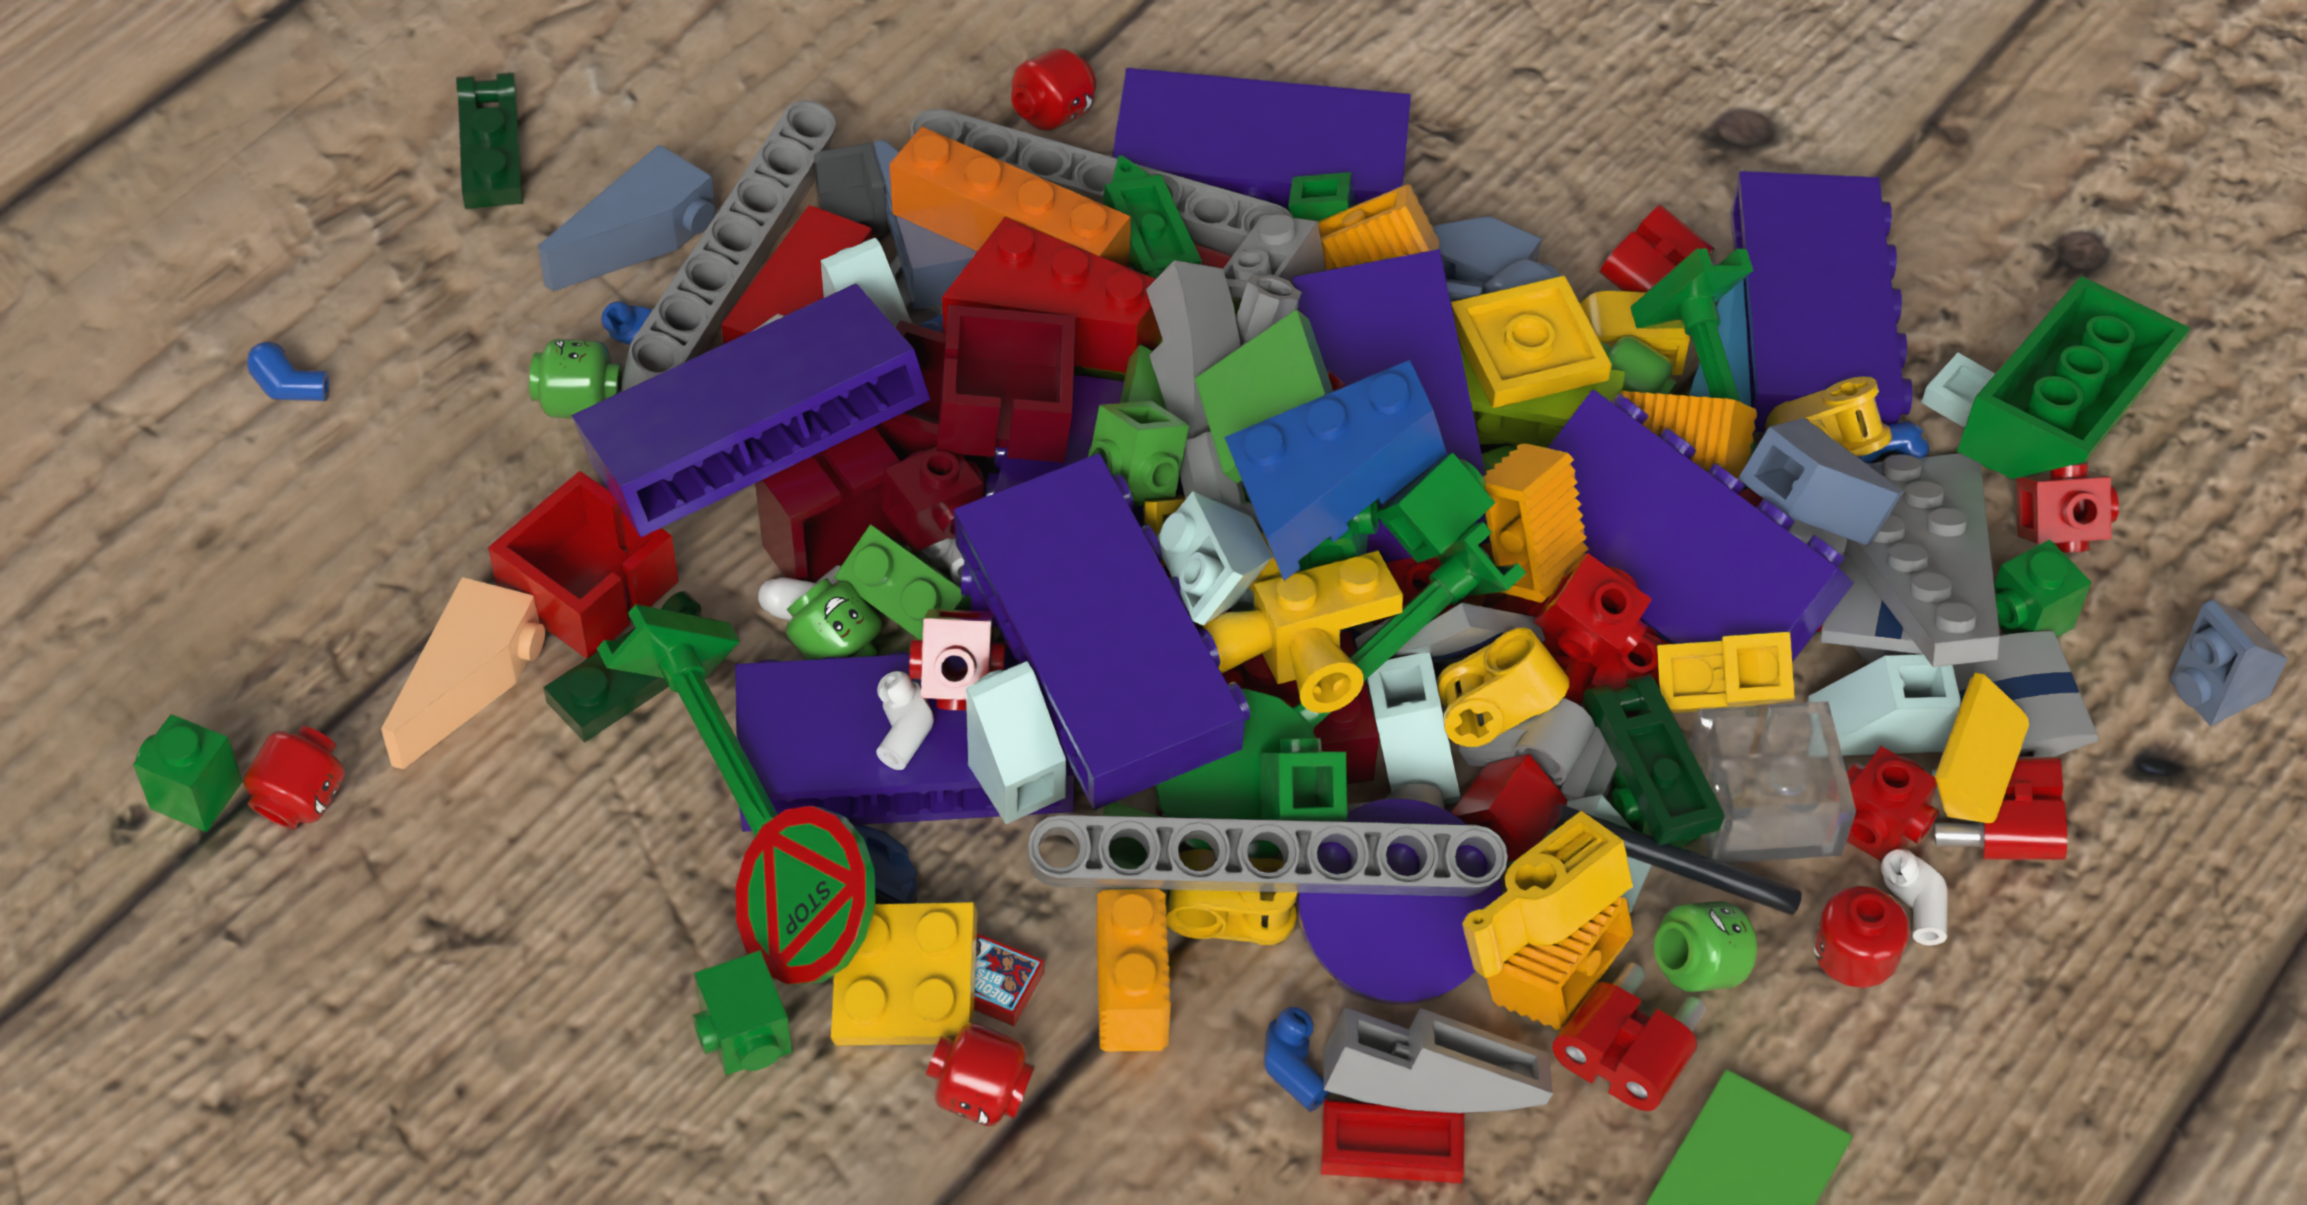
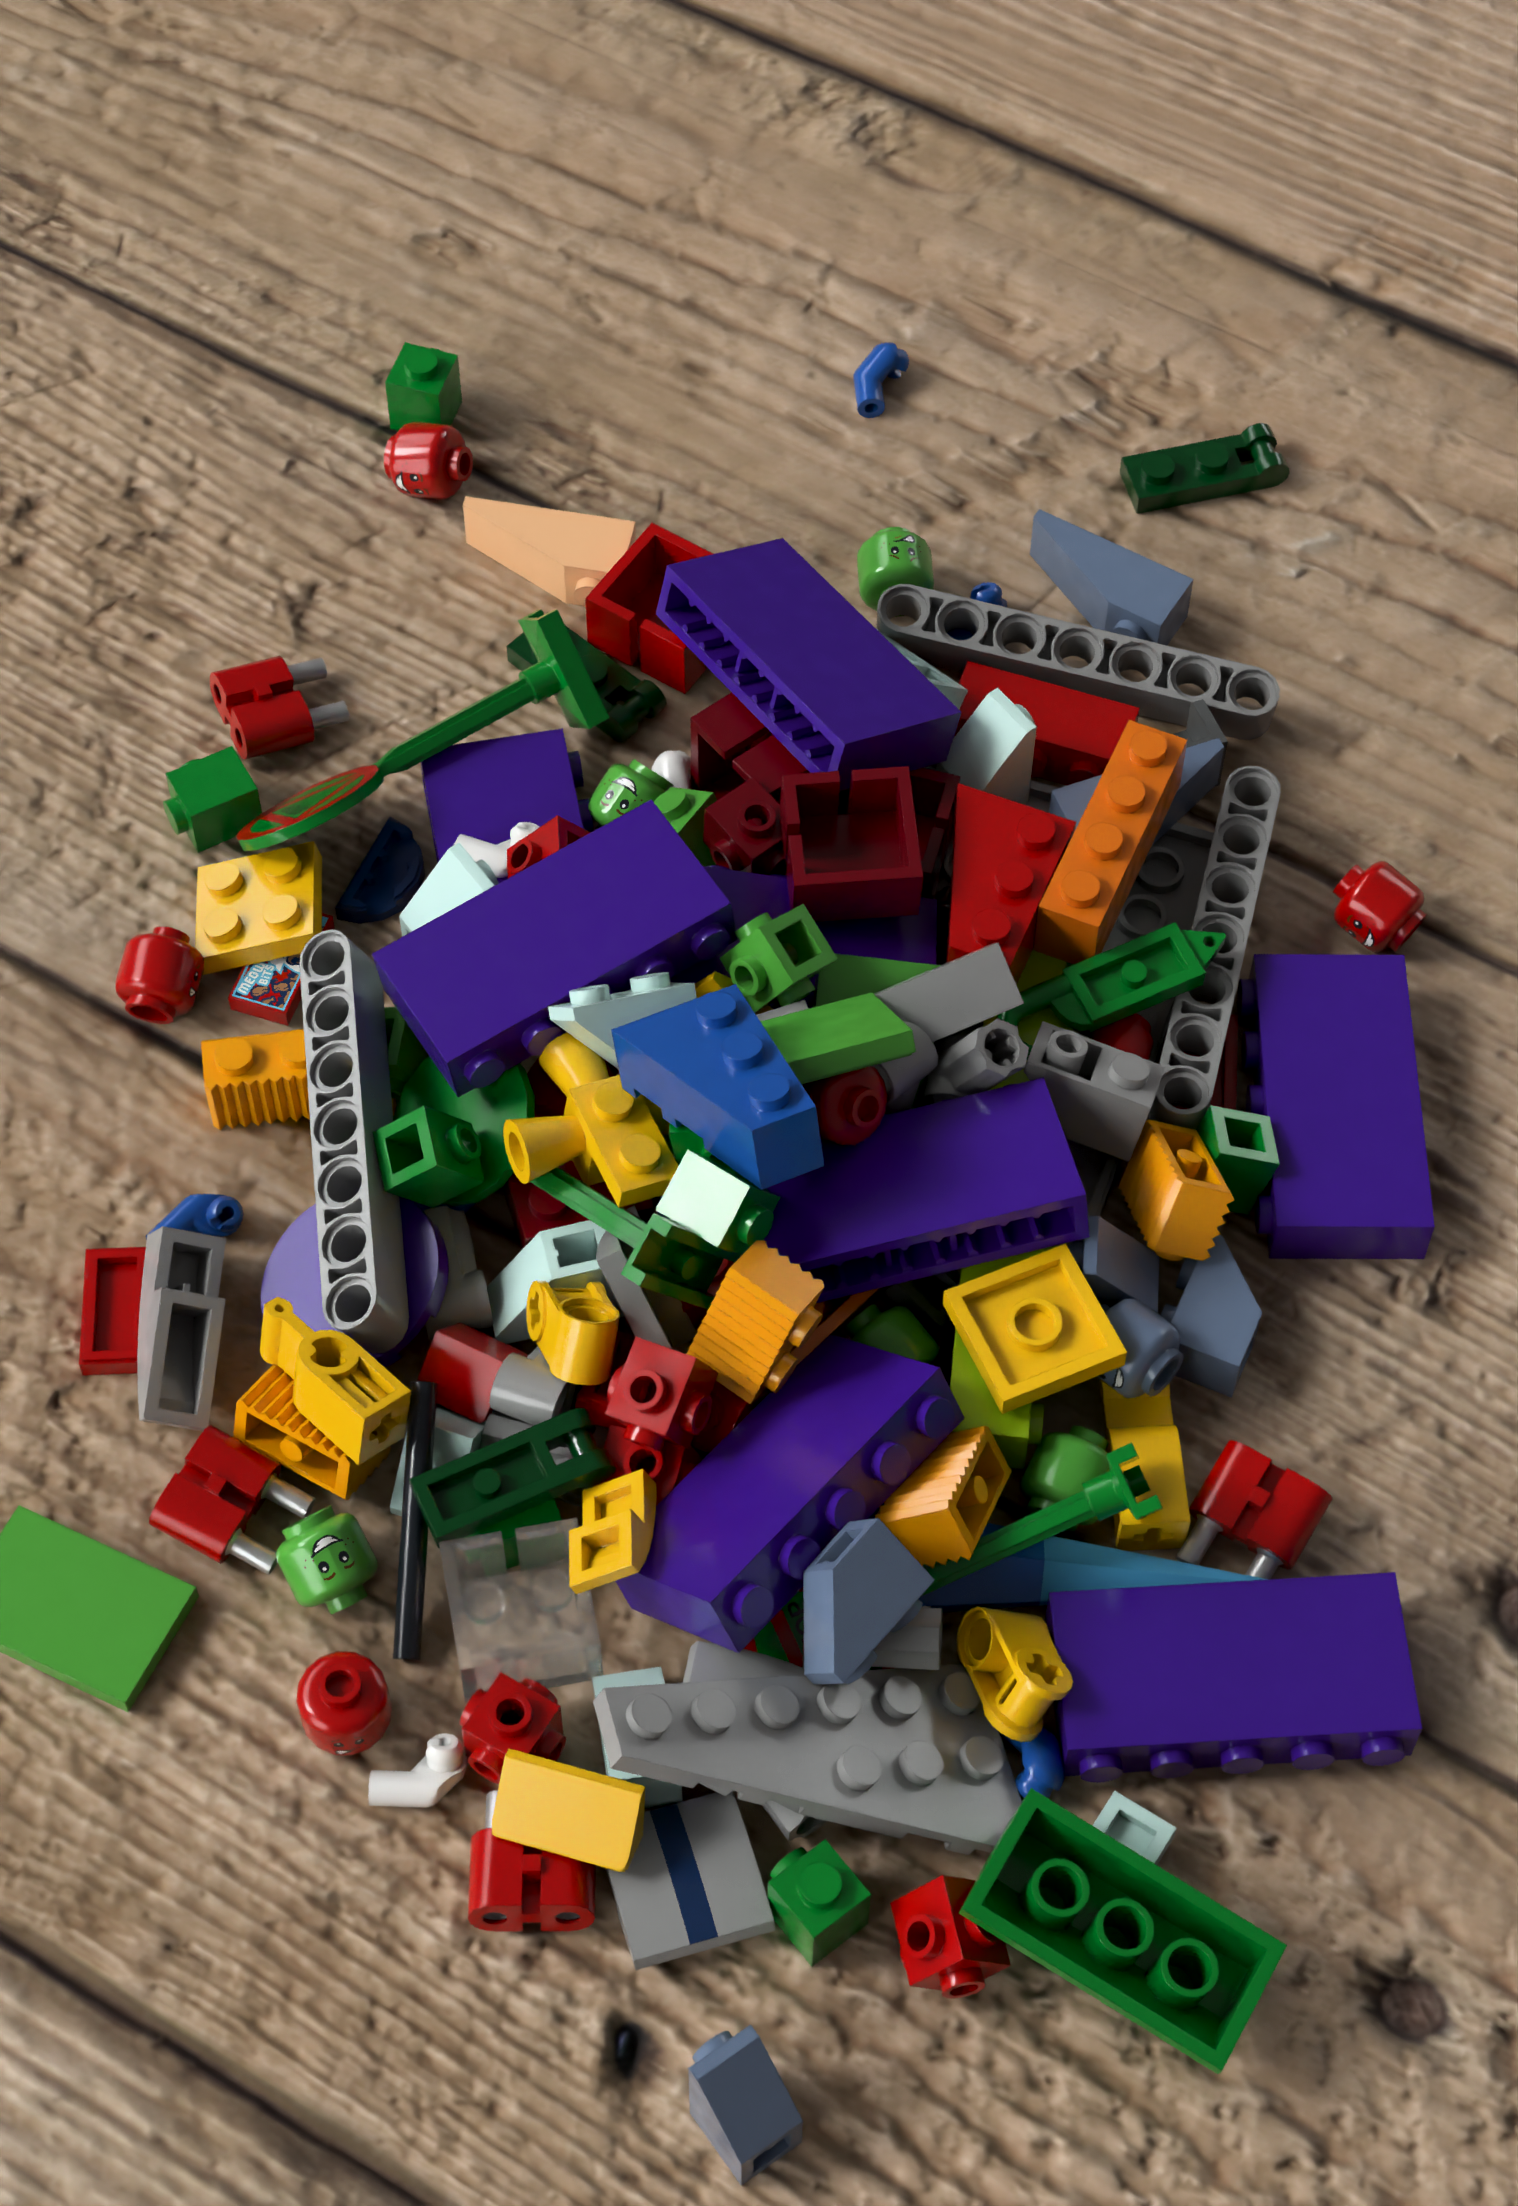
camera: 85 degrees right, 5 degrees up
(617, 962) = (265, 708): none -> red piece

